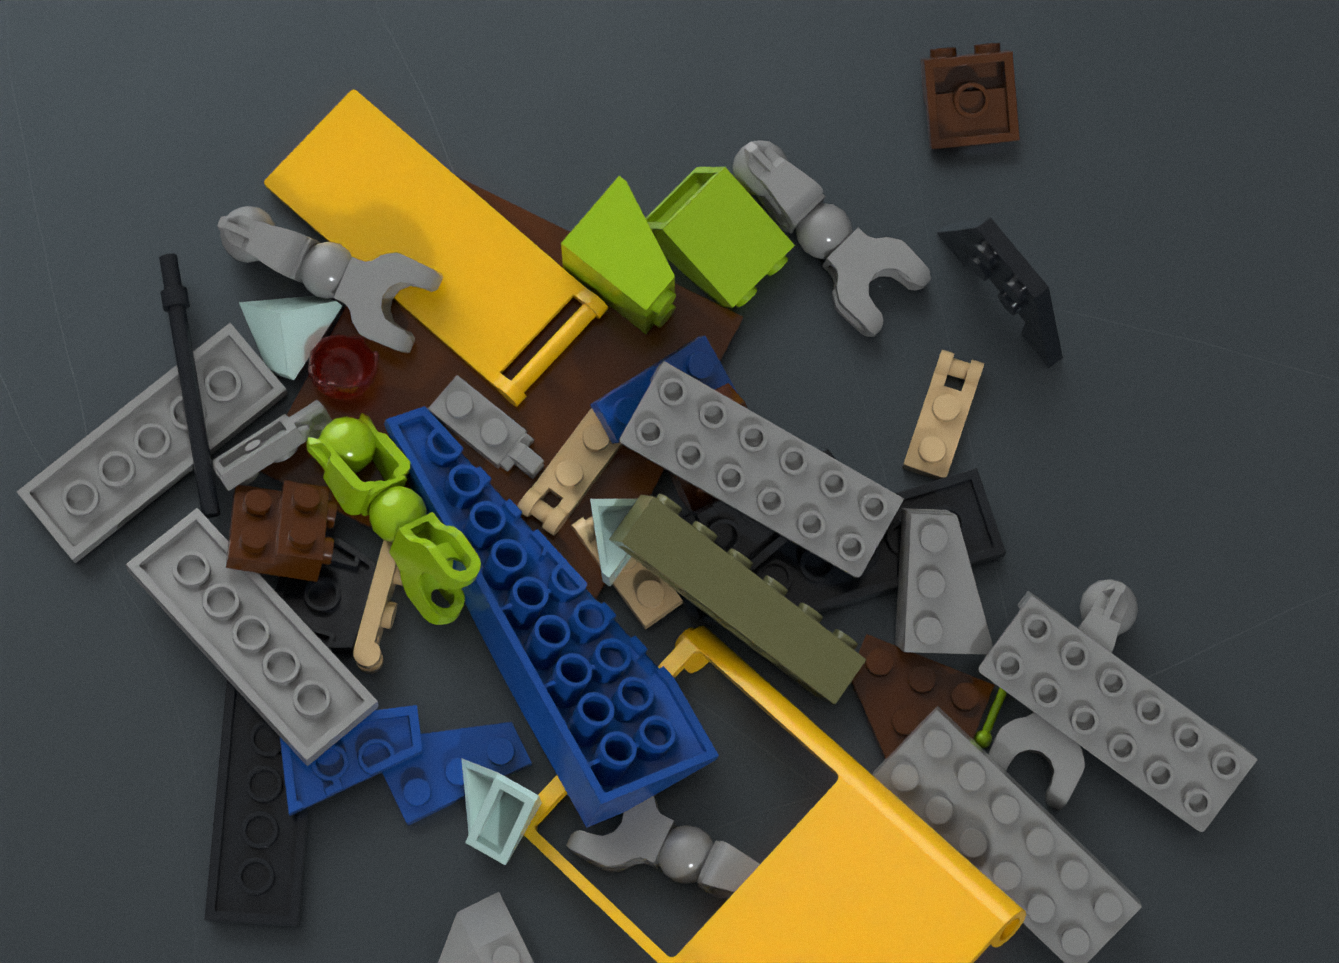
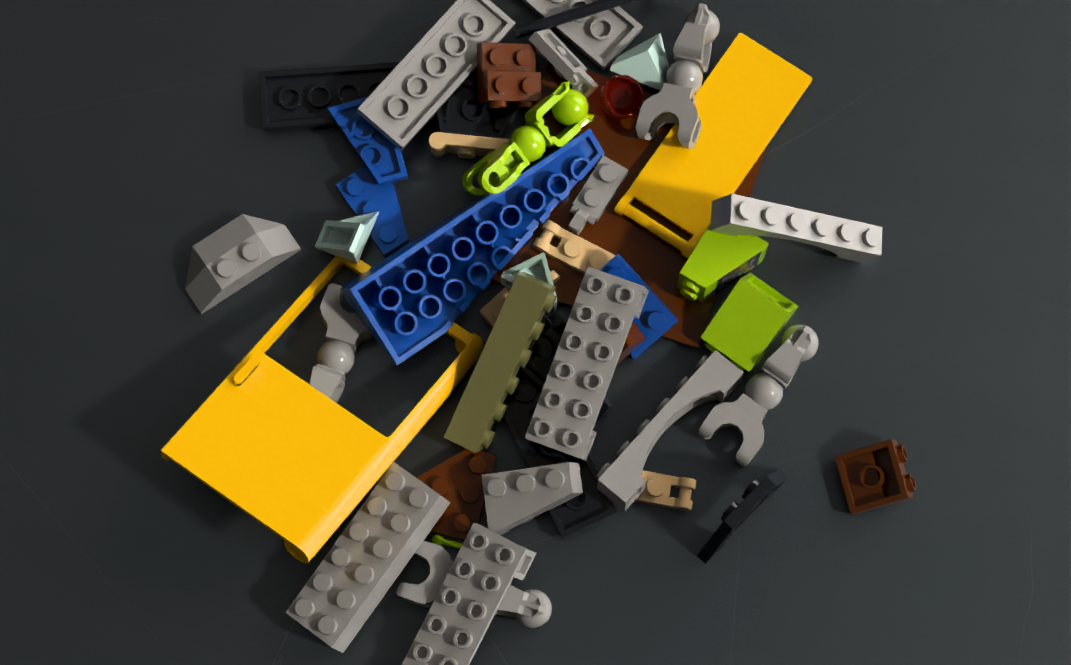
camera: 85 degrees right, 0 degrees up
(596, 137) = (756, 217): none -> arch
(934, 444) = (711, 382): none -> light grey arch

